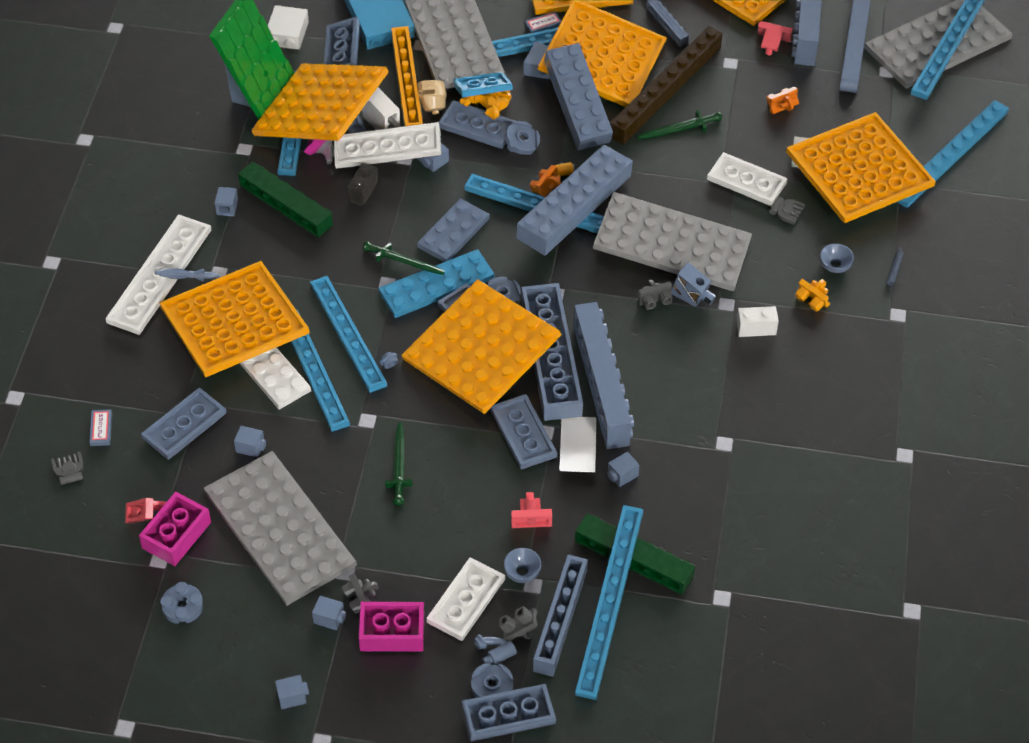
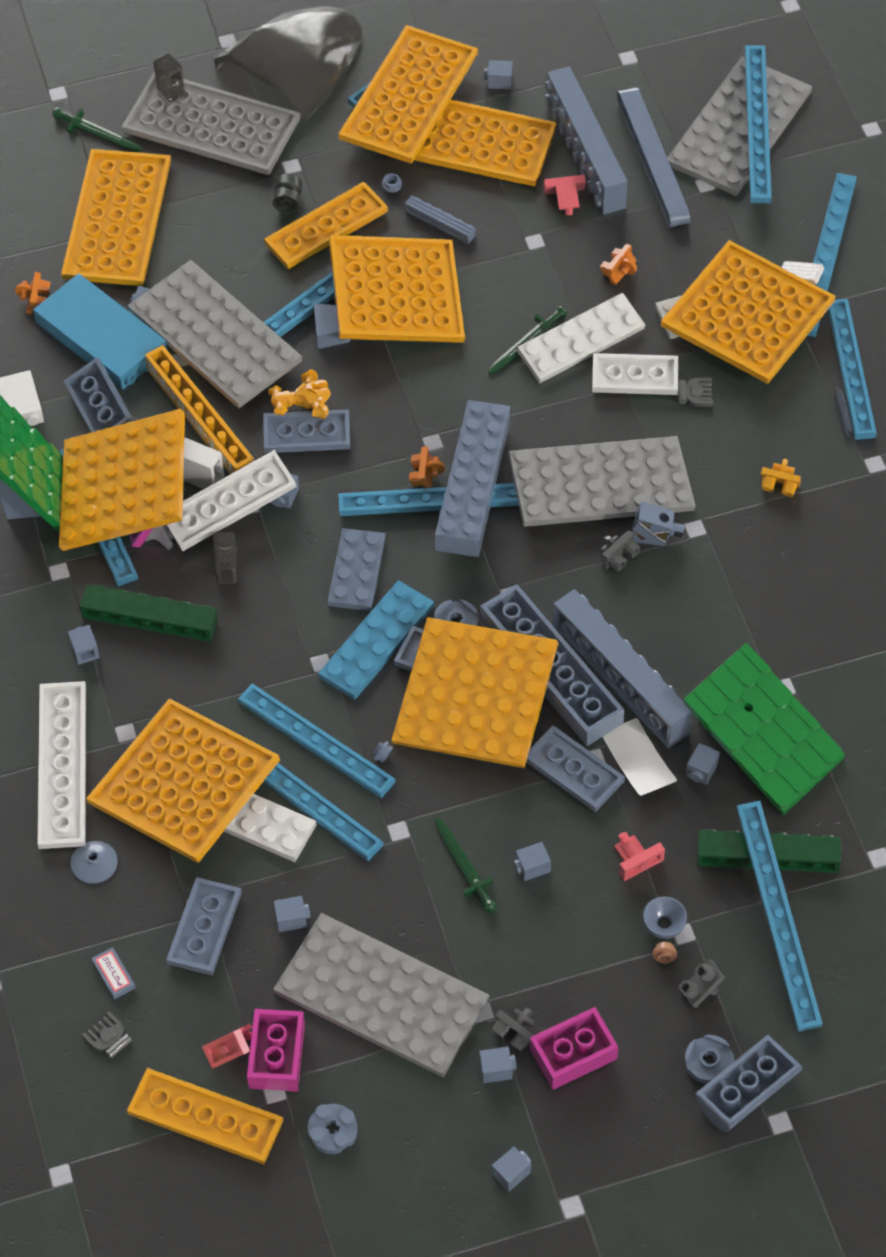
camera: 25 degrees left, 5 degrees up
(98, 553) = (205, 1116): none -> light orange plate
(140, 354) = (96, 870): none -> sand blue dish
(176, 273) = (90, 754): sand blue piece -> none
(386, 252) = (324, 627): dark green sword -> none
(432, 95) = (241, 418): tan helmet -> none
(449, 482) = (532, 861): none -> sand blue brick
(465, 599) = (627, 981): white plate -> none
(482, 84) = (289, 382): dark azure tile -> none
(504, 651) = (700, 1019): sand blue plant -> none
(507, 591) = (664, 952): none -> nougat plate
(518, 145) = (363, 436): sand blue plate -> none
(543, 22) = (303, 276): tile -> none
(560, 615) = (737, 954): sand blue brick -> none
(564, 169) = (435, 444): light orange hinge -> none
(578, 96) = (405, 353): sand blue brick -> none
(665, 85) = (485, 298): dark brown brick -> none
(683, 461) = (764, 728): none -> green piece
(721, 137) = (580, 337): none -> white plate
(757, 321) = (742, 535): white brick -> none
(837, 253) = (784, 421): sand blue piece -> none
(920, 241) = (851, 370): none -> dark azure tile
(925, 158) = (808, 271): none -> white tile

